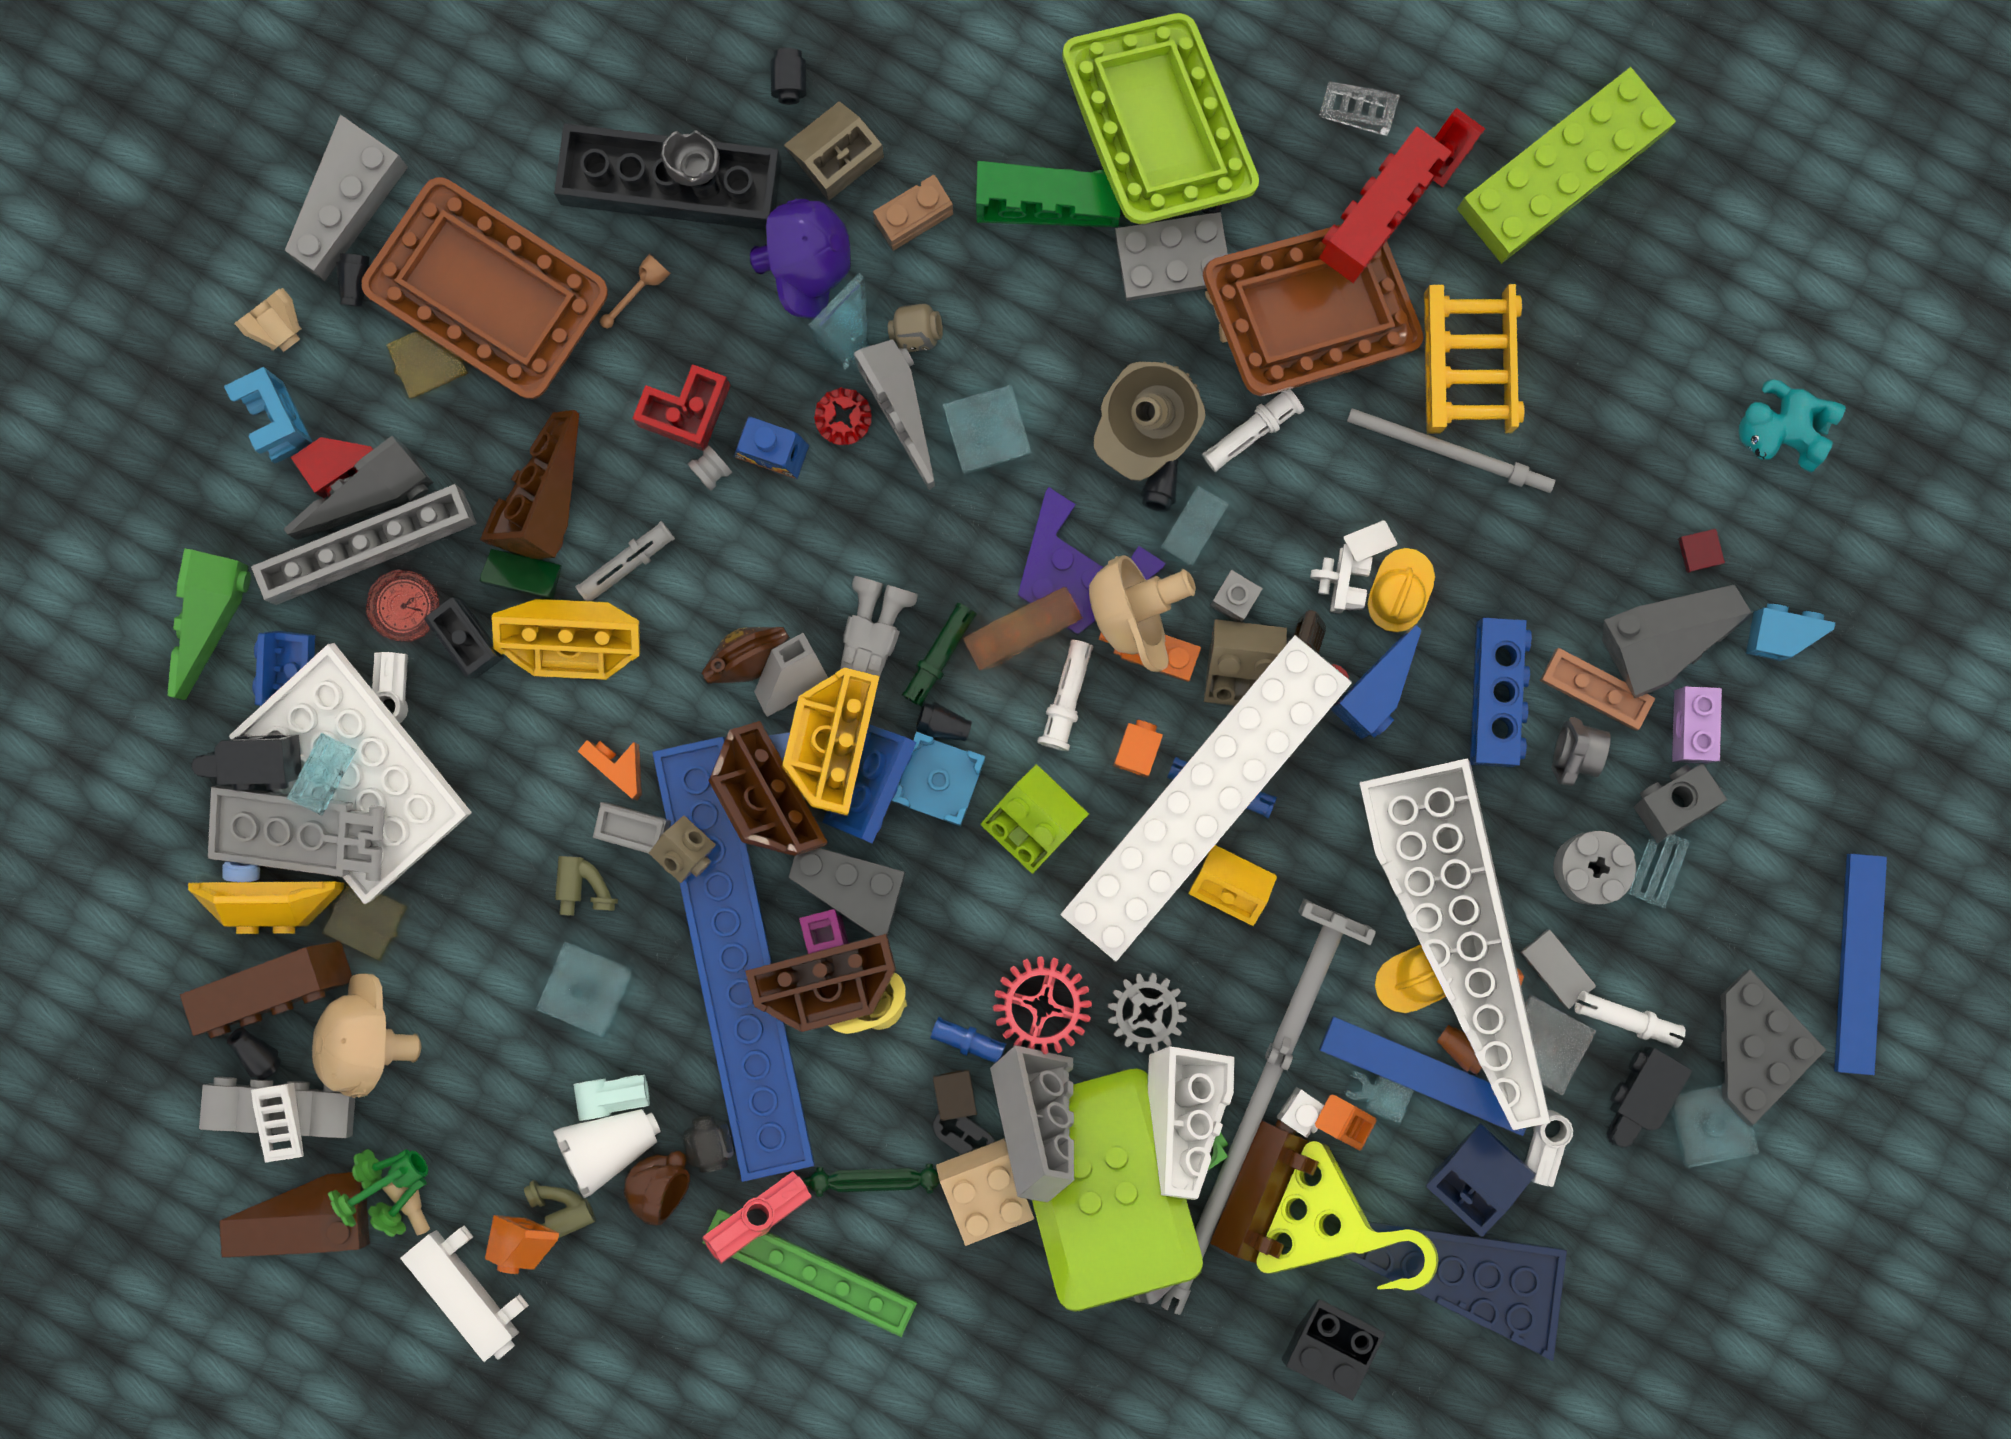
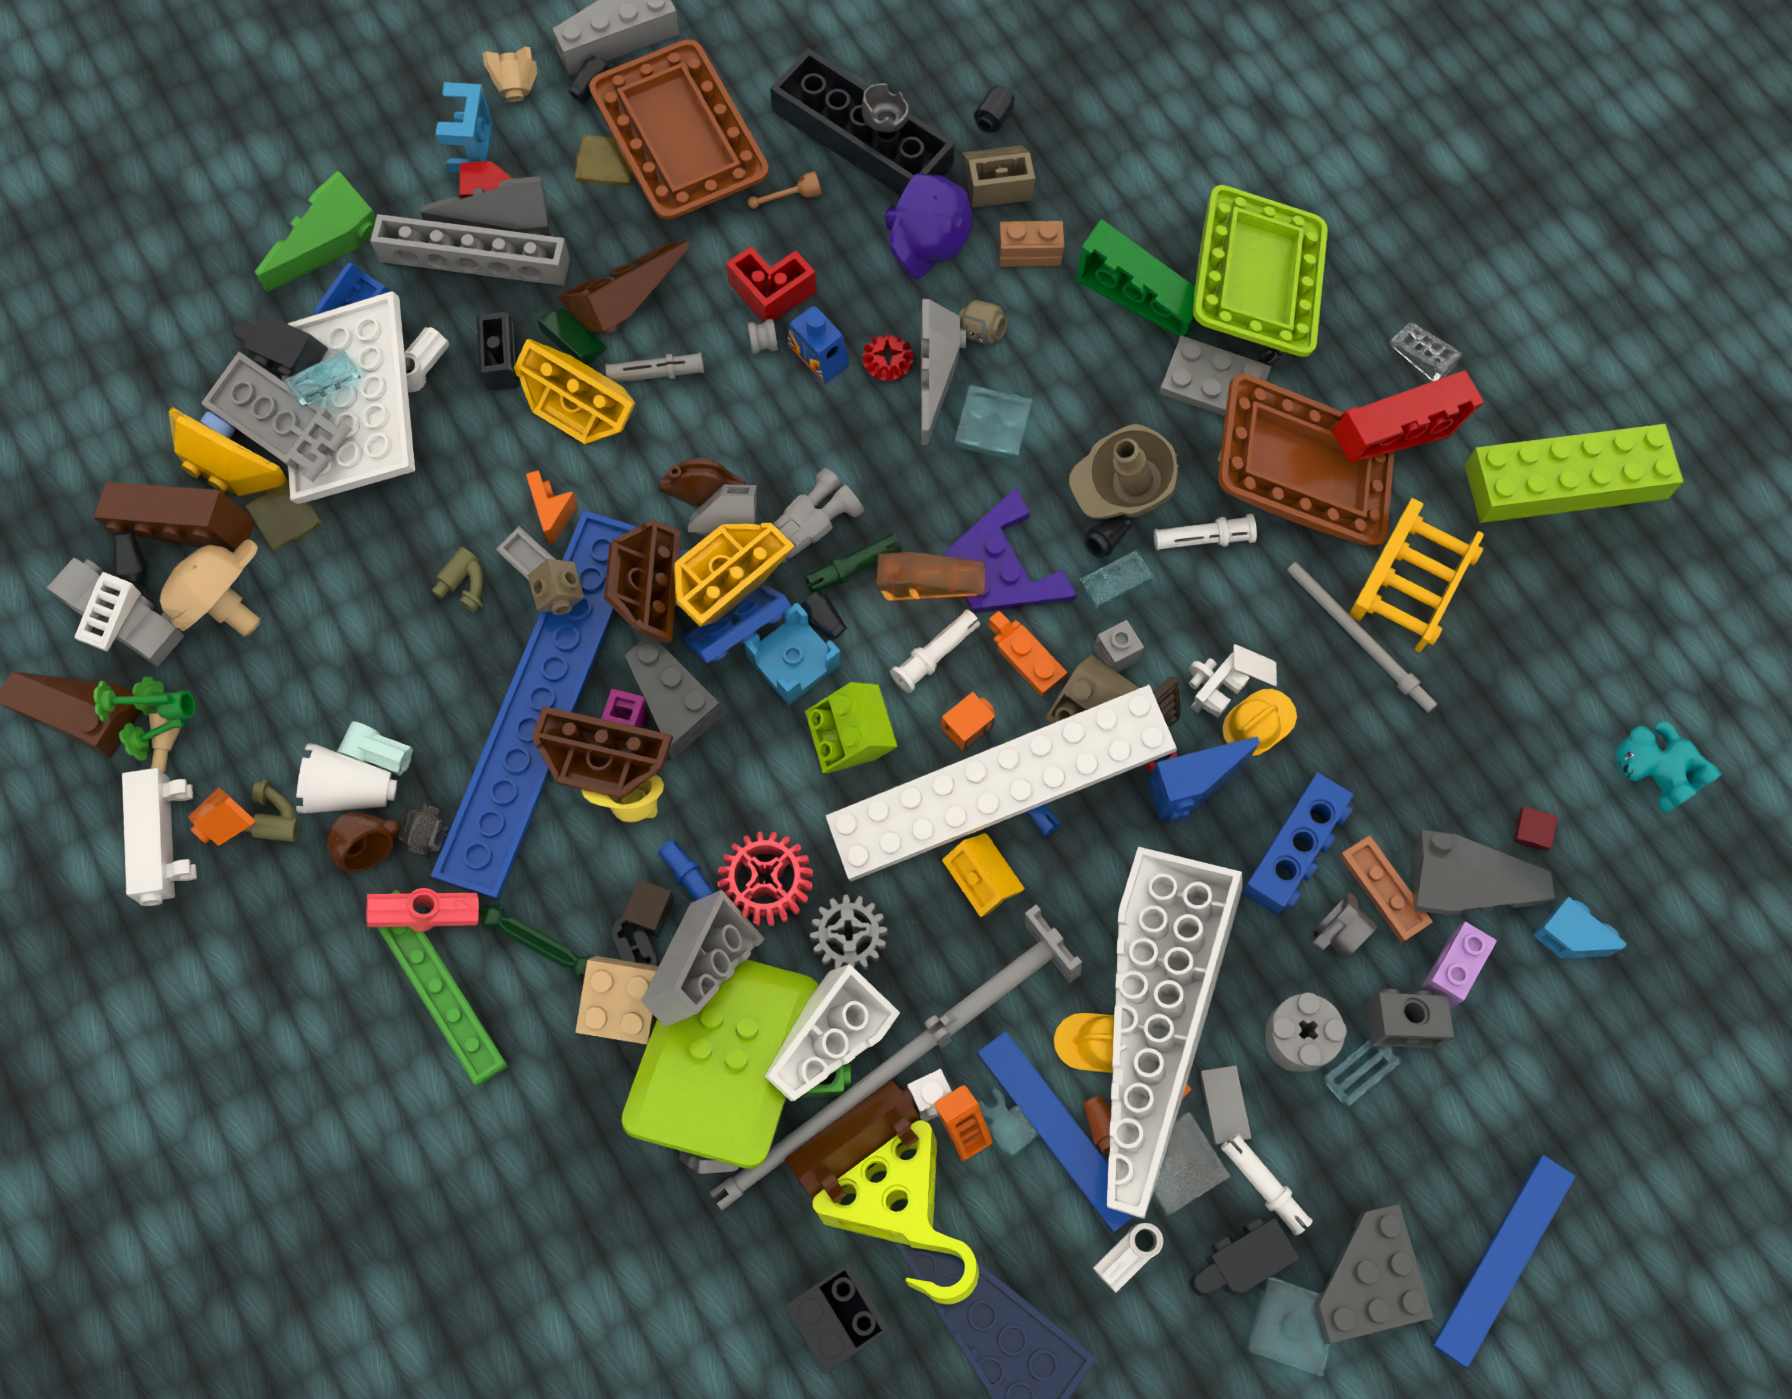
camera: 30 degrees right, 15 degrees down
(400, 604) = (463, 305): clear red tile -> none
(584, 989) = (411, 659): clear light blue tile -> none
(844, 323) = (932, 278): clear light blue slope -> none
(1131, 606) = (1028, 598): tan piece -> none
(1459, 136) = (1497, 405): red slope -> none
(1480, 1180) = (1053, 1244): dark blue slope -> none

